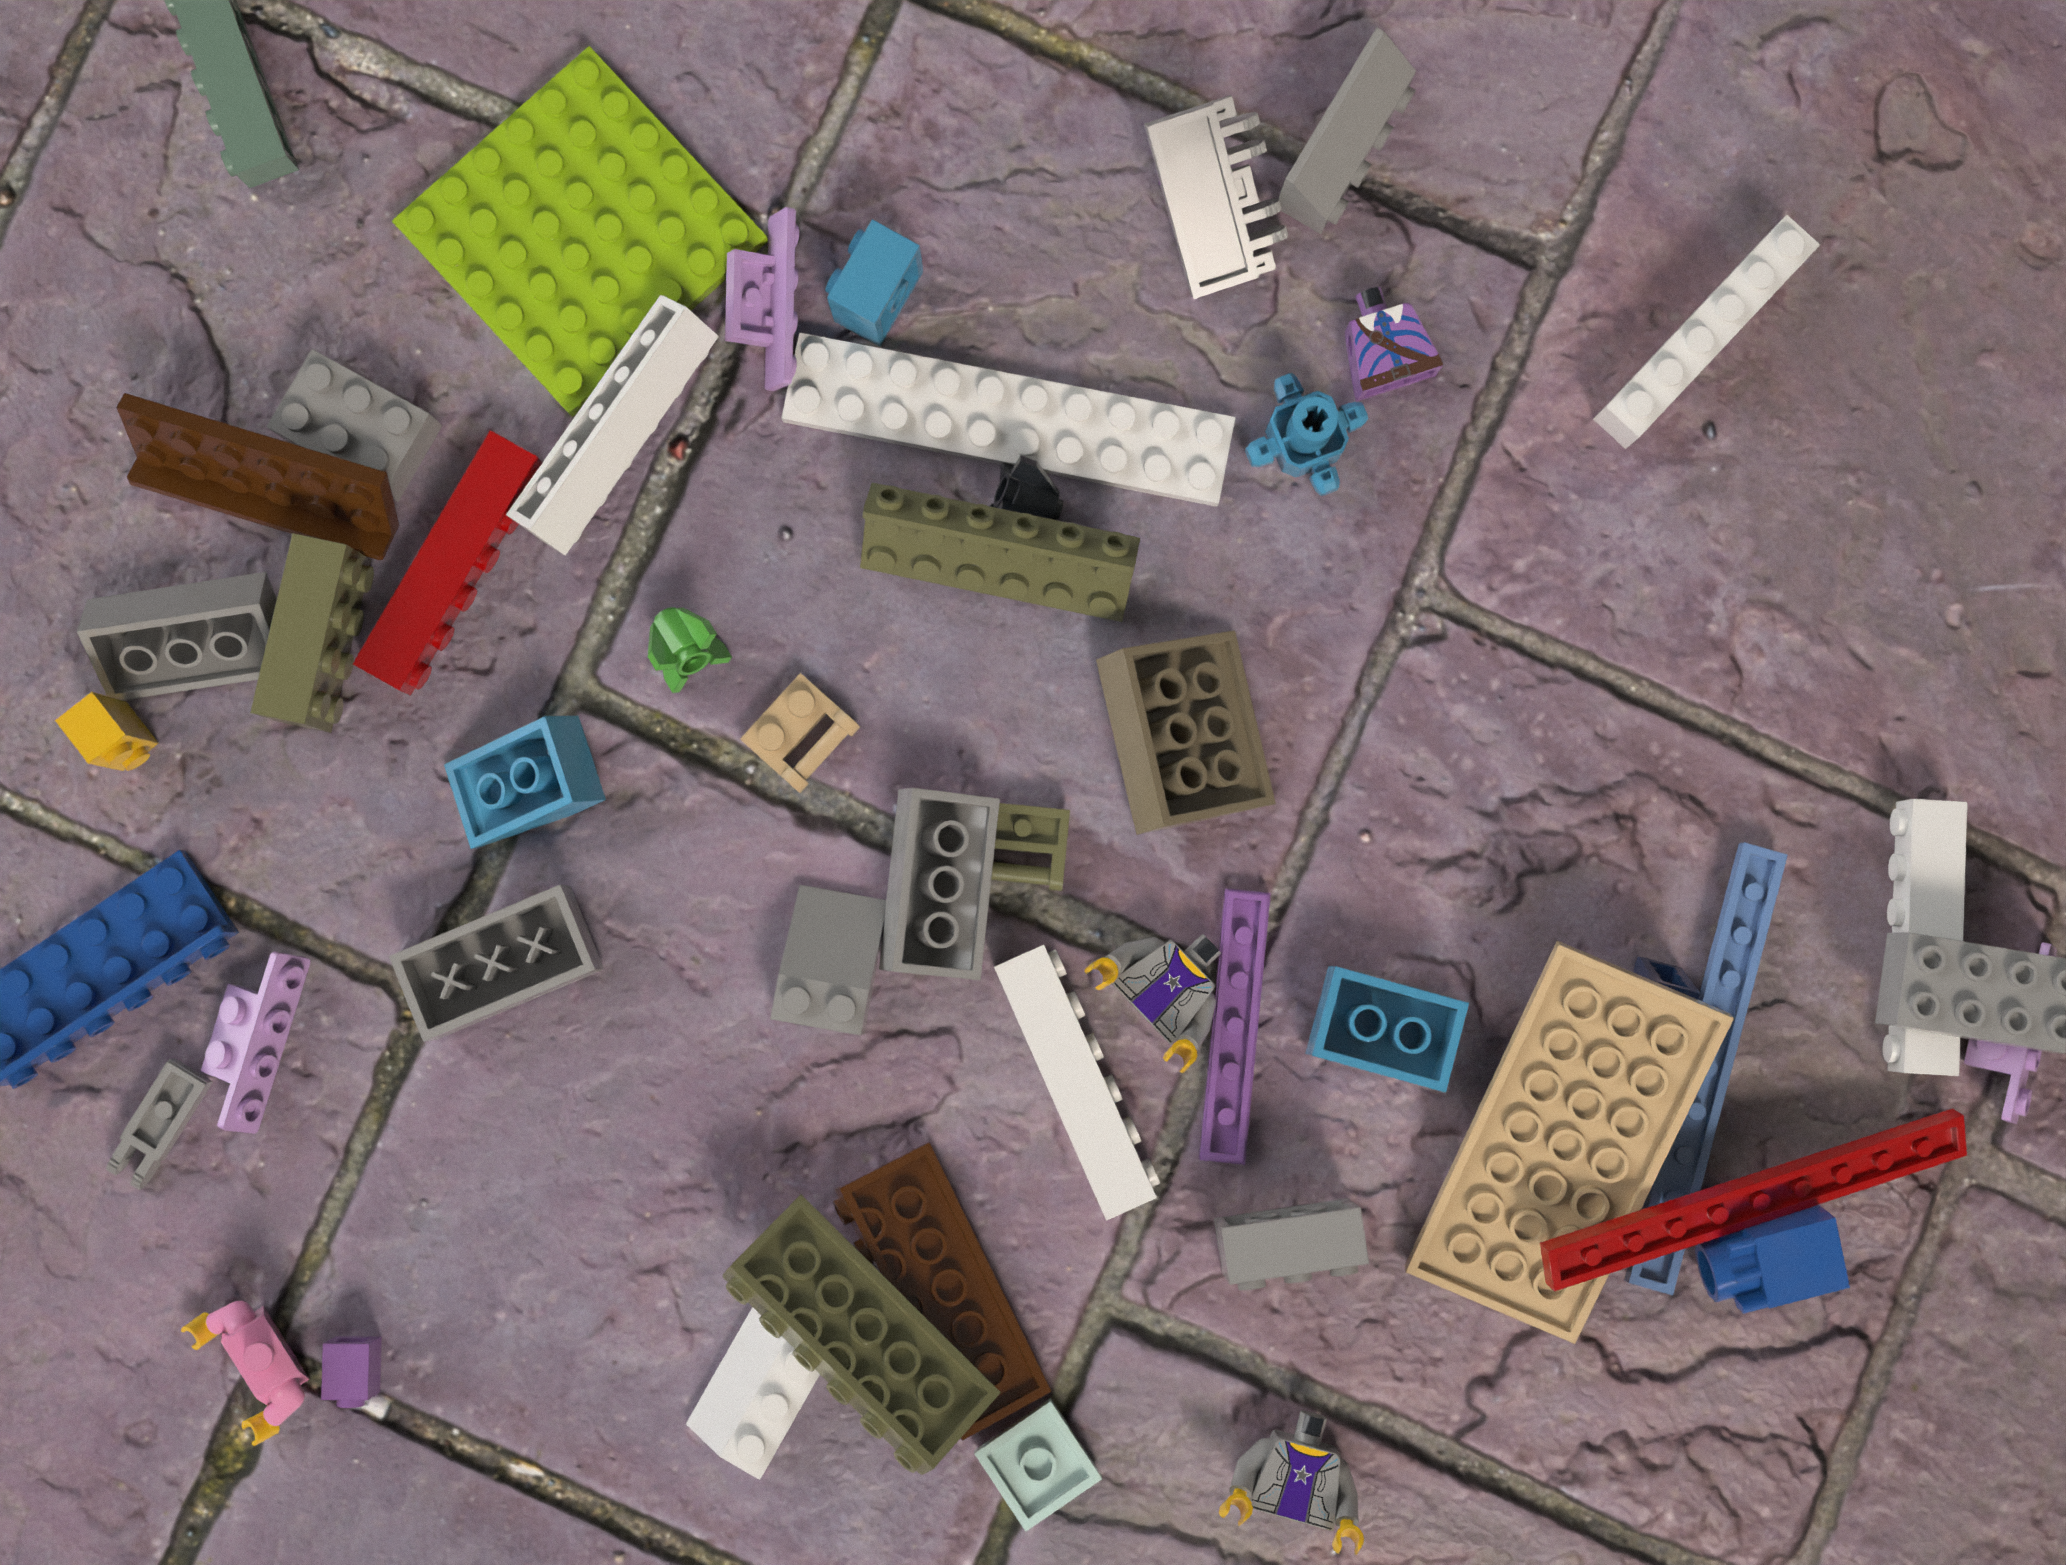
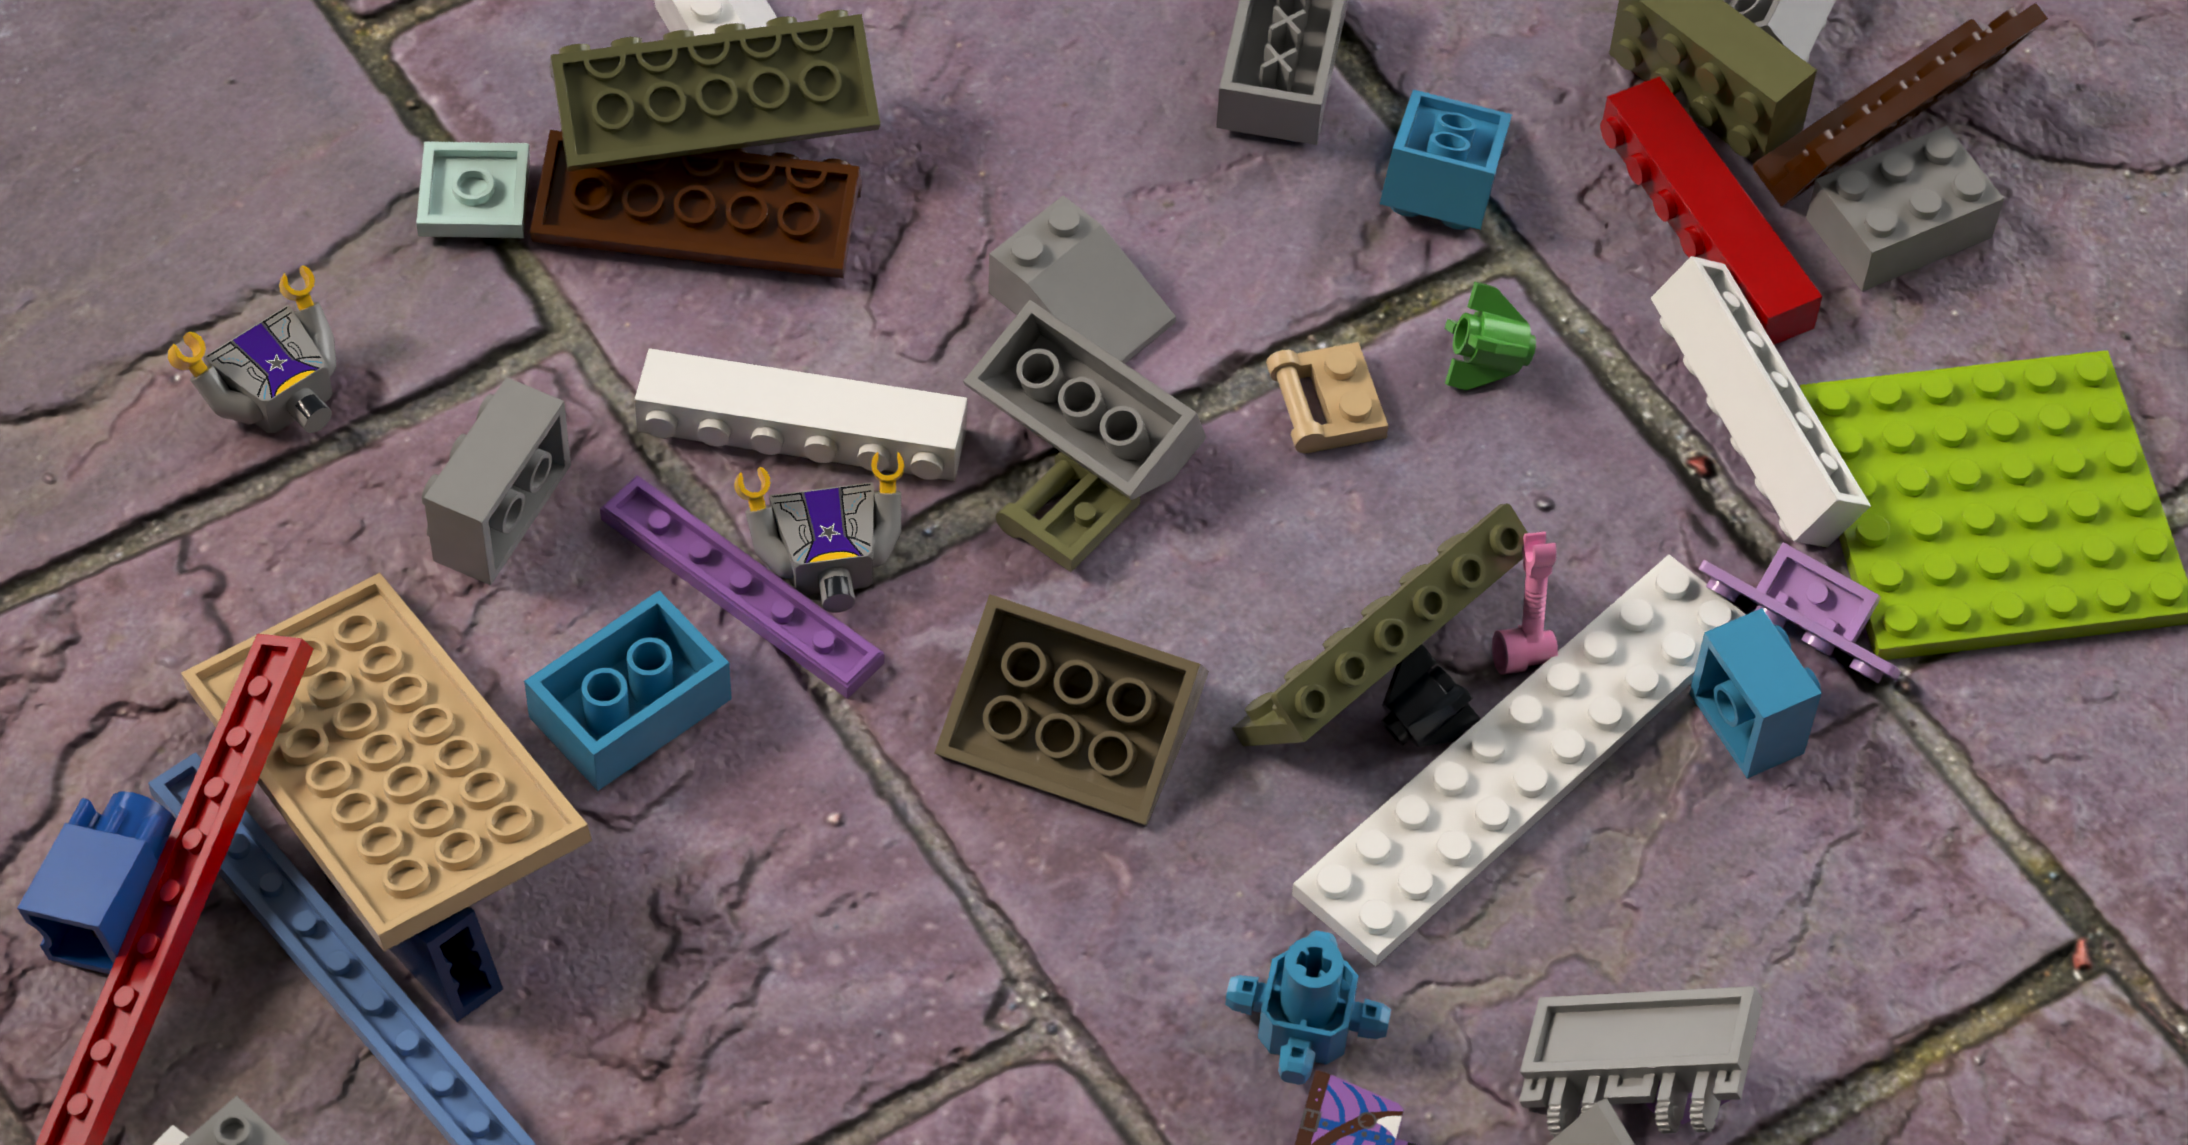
camera: 125 degrees right, 30 degrees down
(932, 471) = (1529, 643): none -> bright pink brick

